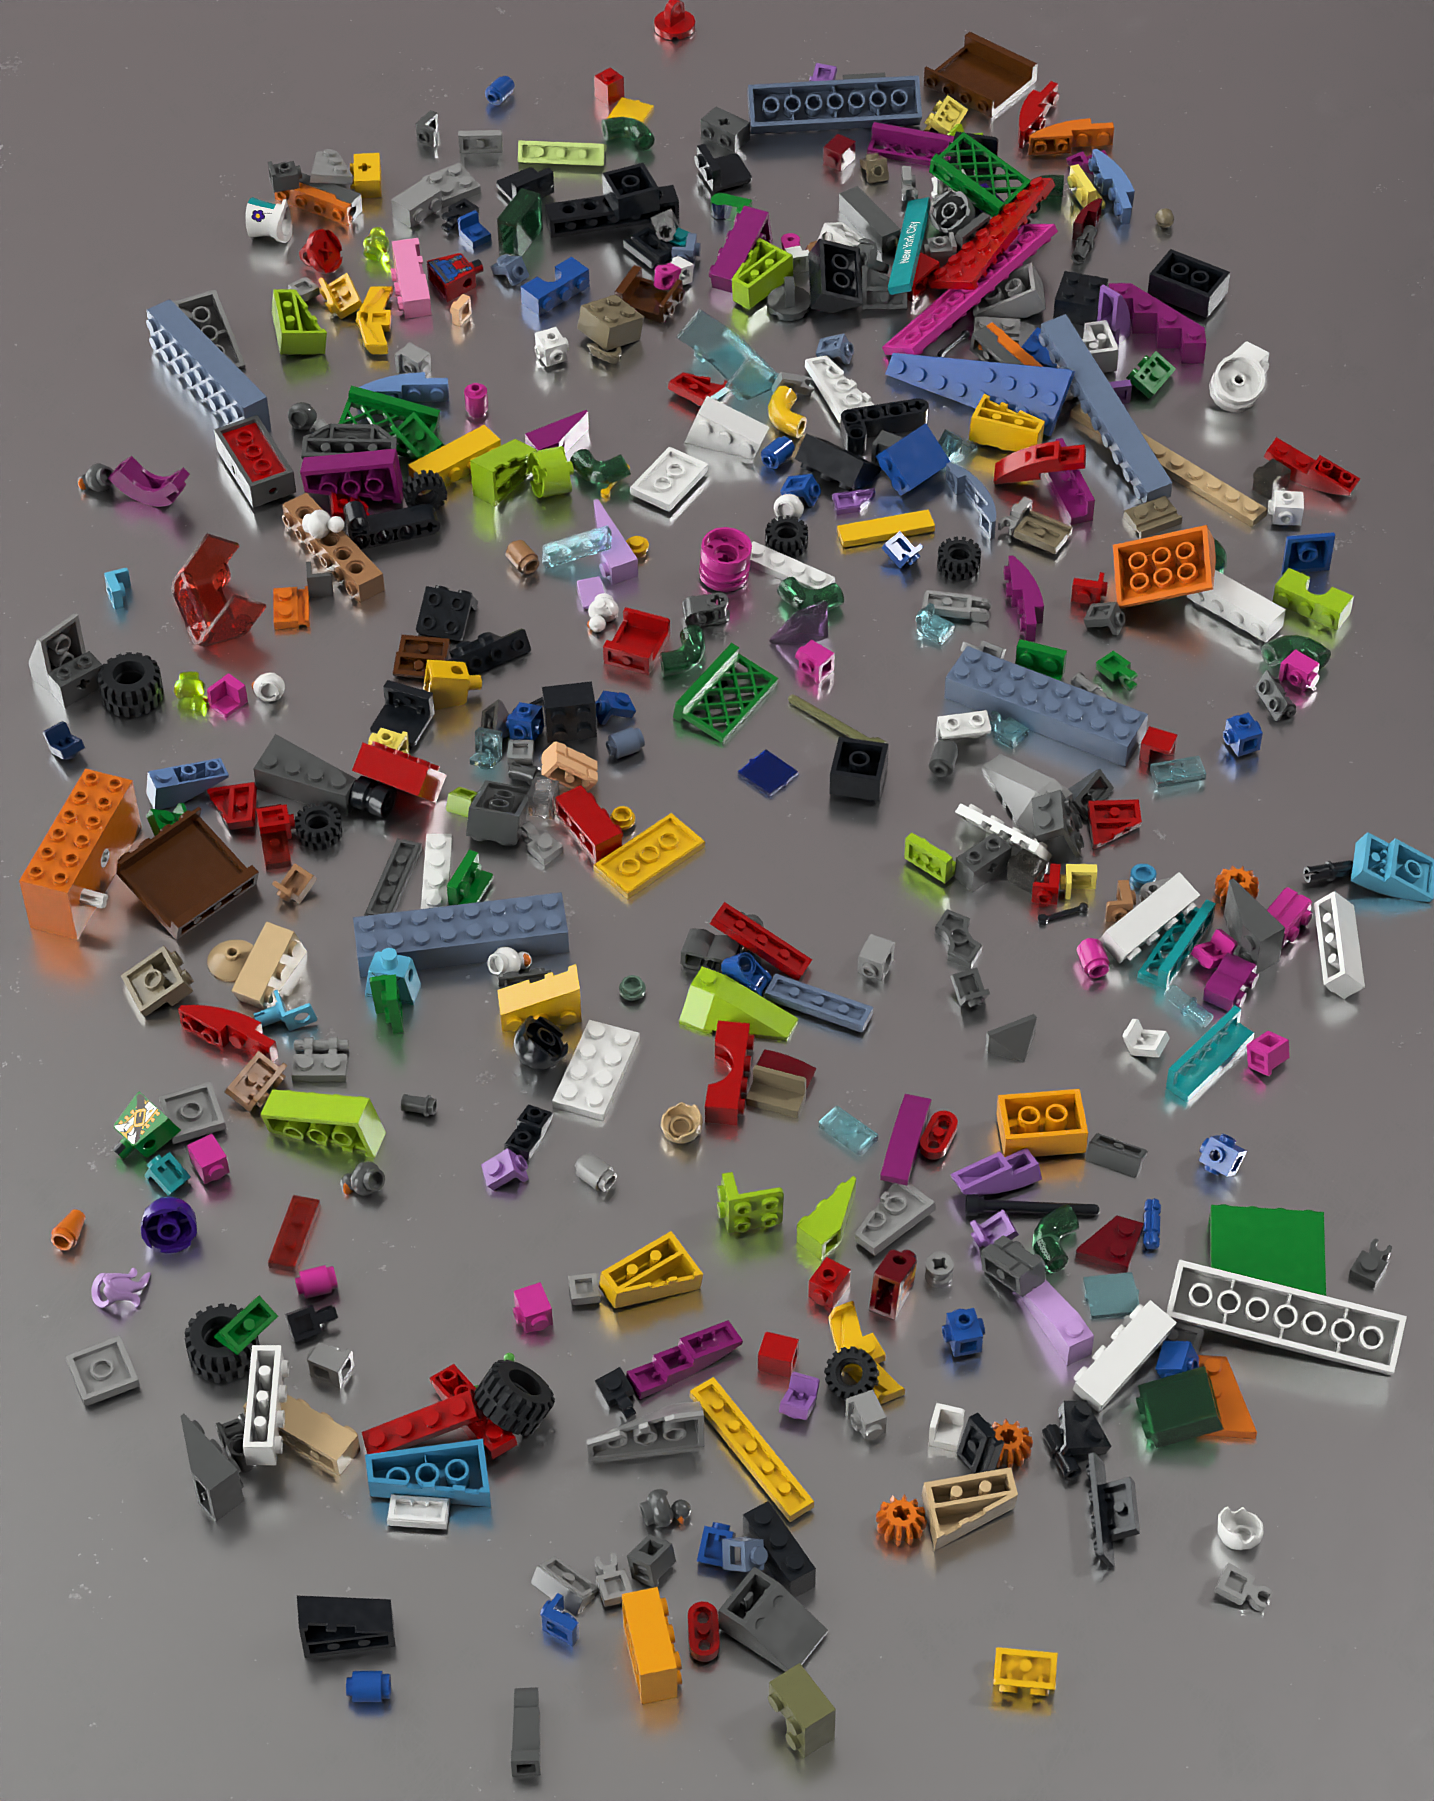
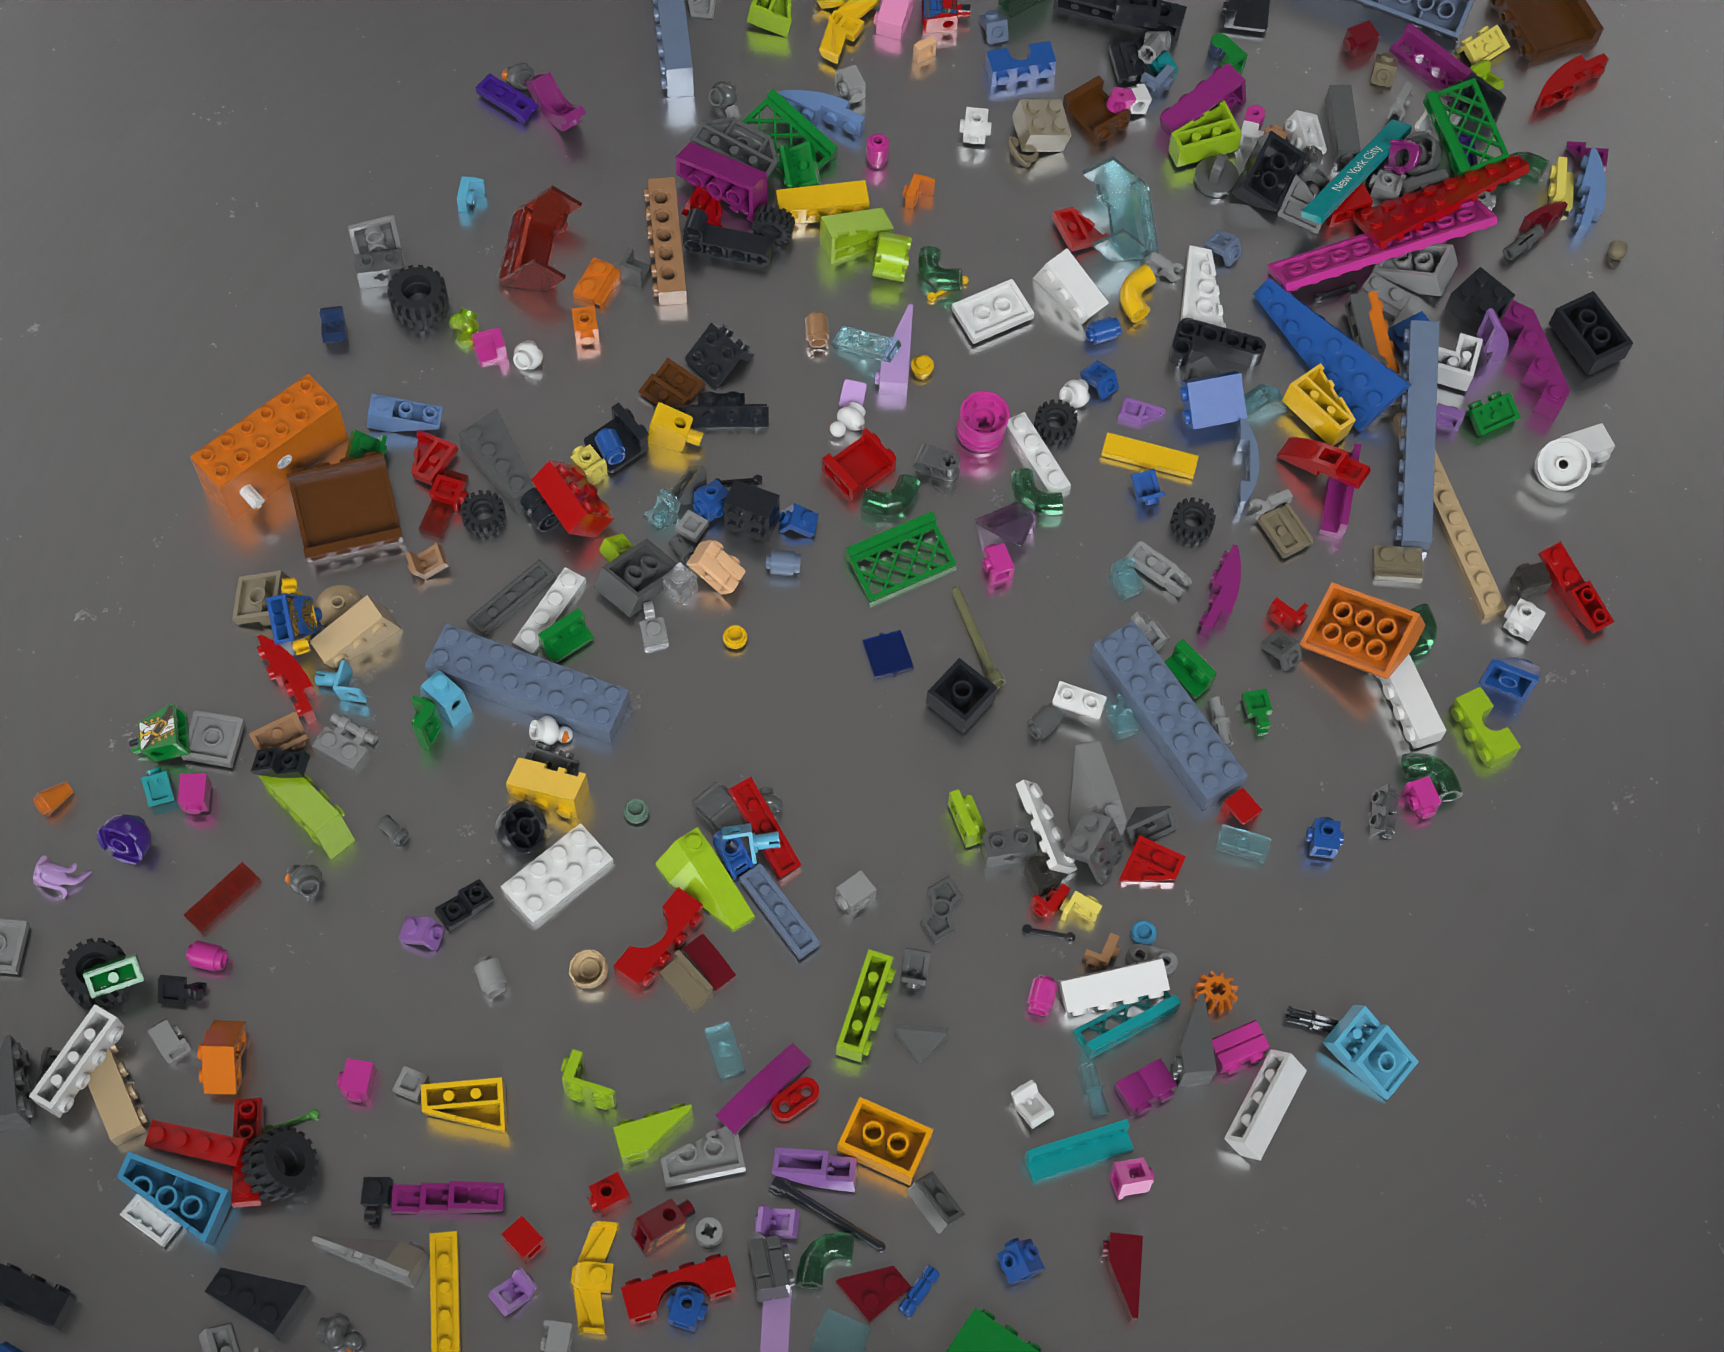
camera: 25 degrees right, 15 degrees up
(97, 500) = (506, 98): none -> dark purple plate
(203, 973) = (293, 616): none -> torso
(255, 461) = (654, 122): brick -> none
(275, 1095) = (277, 764): none -> black slope
(305, 642) = (585, 325): none -> orange brick
(320, 523) = (661, 217): white animal -> none
(397, 1346) = (222, 1057): none -> orange brick
(401, 719) = (610, 446): none -> blue brick
(535, 411) = (918, 185): none -> orange bracket
(559, 433) = (924, 221): magenta slope -> none
(568, 1519) = (259, 1299): none -> black wedge
(588, 822) = (703, 628): red brick -> none
(649, 856) = (735, 685): yellow tile -> none
(761, 951) = (757, 842): none -> medium azure bracket
(835, 463) = (1147, 366): black slope -> none
(846, 1357) = (553, 1300): black tyre -> none
(918, 1345) = (712, 1277): none -> red arch
(931, 210) = (1415, 155): none -> magenta piece
(949, 1033) = (863, 1010): none -> lime brick
(1069, 134) = (1583, 116): orange slope -> none
(1212, 952) = (1152, 1047): dark pink bracket -> none
(1313, 1121) = (1123, 1264): none -> dark red slope

